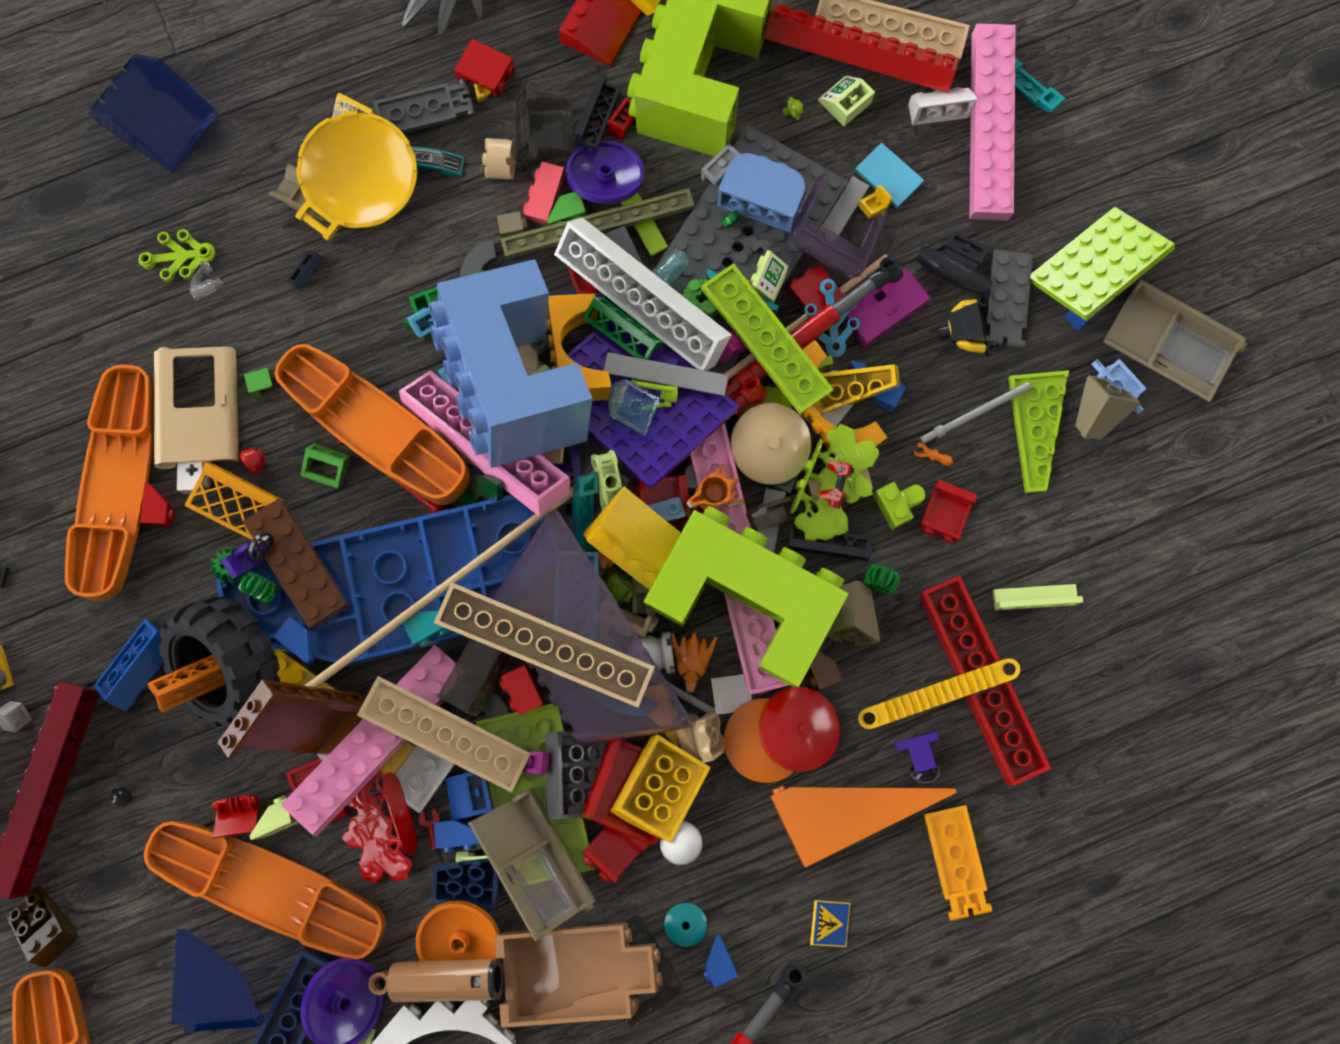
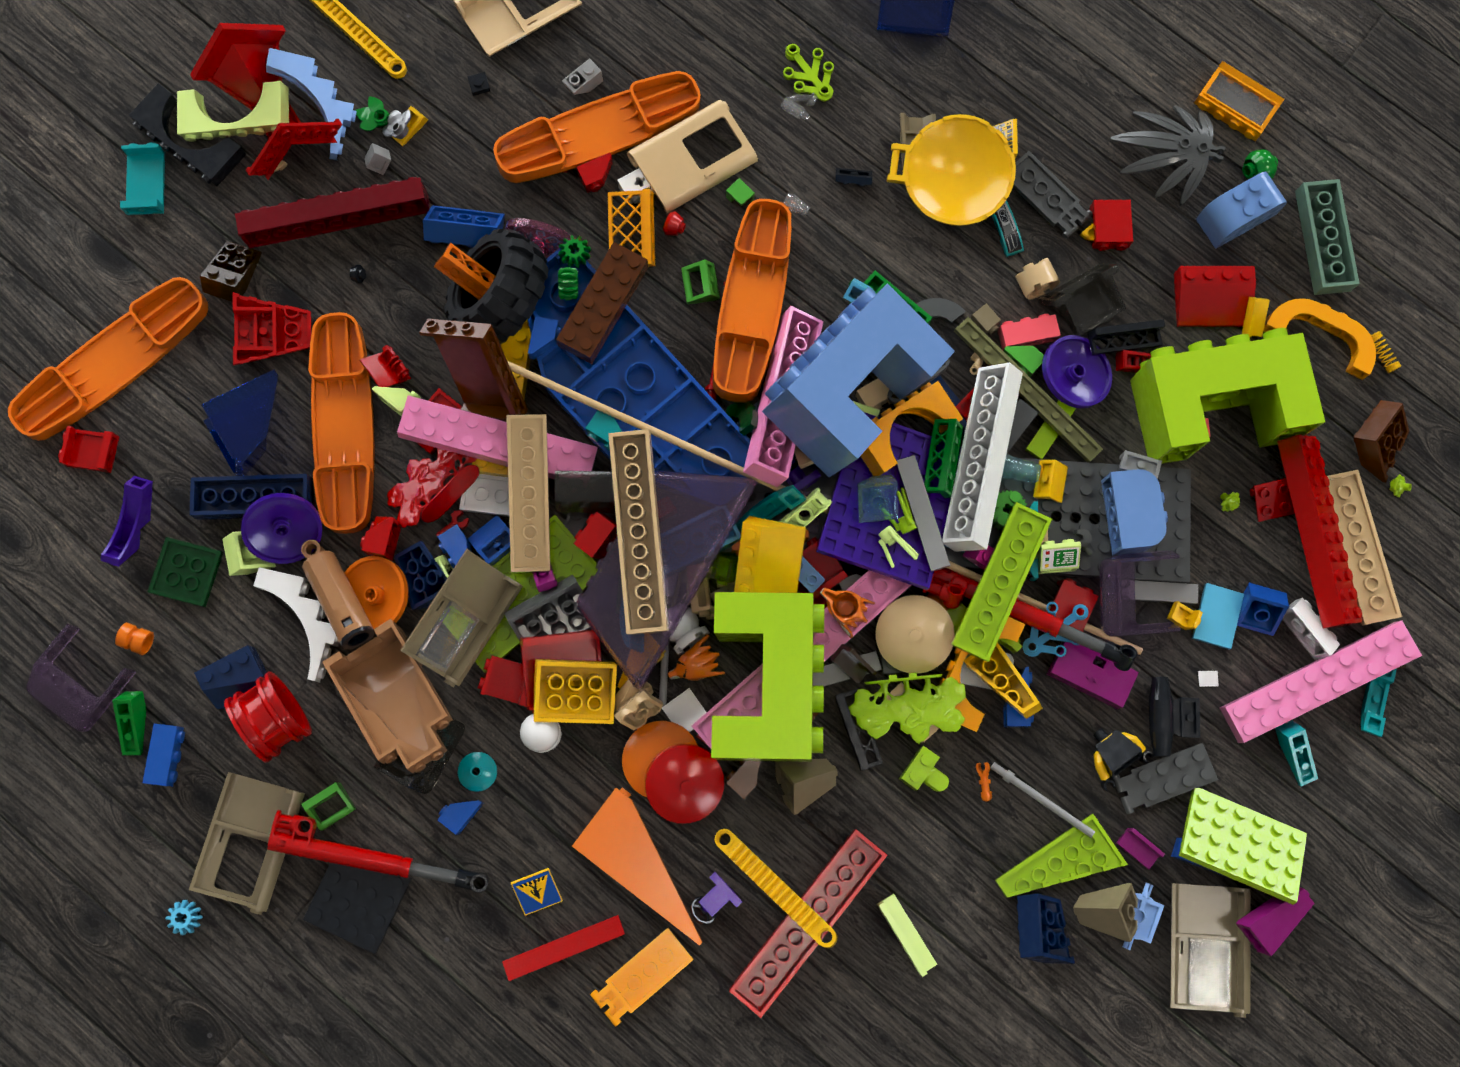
camera: 60 degrees right, 0 degrees up
(53, 469) = (584, 78): none -> light grey slope
(125, 918) = (267, 329): none -> red wedge
(193, 587) = (540, 233): none -> clear pink dish
(249, 555) = (588, 261): dark purple piece -> none
(300, 336) = (795, 204): none -> clear cone
(406, 905) = (381, 538): none -> red slope
(548, 255) = (977, 363): none -> tan arm
(673, 414) = (890, 536): none -> yellowish green plant
(695, 247) = (1051, 481): none -> yellow panel
(731, 219) = (1094, 498): green tile -> none
(811, 72) = (1272, 500): none -> red hinge
(836, 496) = (898, 712): red piece -> none
(847, 98) = (1266, 543): yellowish green slope -> none
(882, 579) = (849, 790): green gear -> none
(895, 925) = (563, 947): none -> red slope
(903, 134) = (1262, 609): none -> blue slope
(939, 214) = (1208, 678): none -> white sticker
(947, 512) = (939, 818): red panel -> none
(1041, 174) = (1297, 751): none -> teal slope
(1058, 352) = (1139, 847): none -> magenta panel
(1089, 475) = (1042, 930): none -> dark blue wedge
(1179, 276) = (1274, 921): none -> magenta slope

